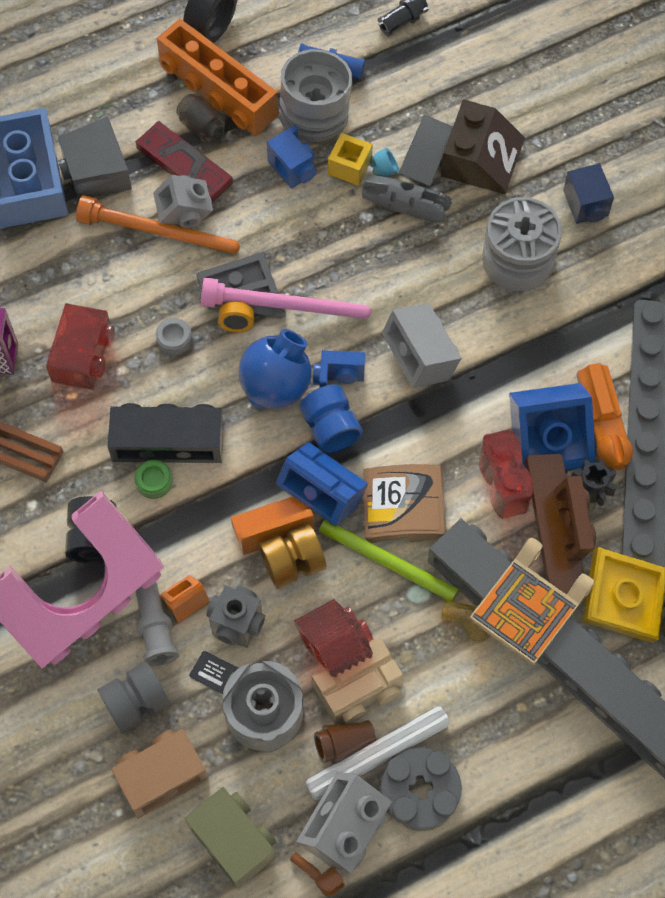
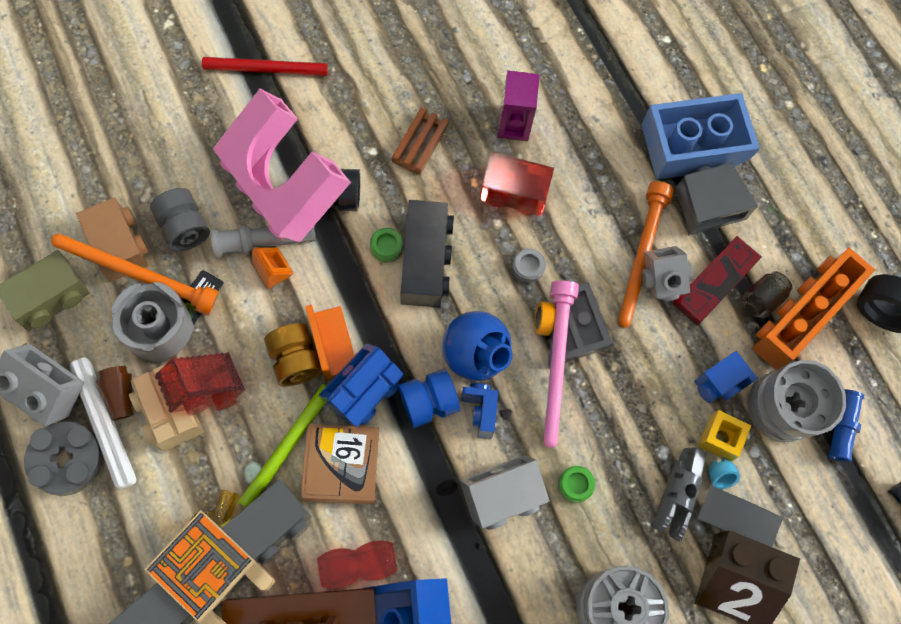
camera: 85 degrees right, 5 degrees up
(228, 659) = (200, 298): none -> orange piece
(238, 627) = (244, 312): dark grey brick -> none
(405, 289) = (576, 484): none -> bright green tile

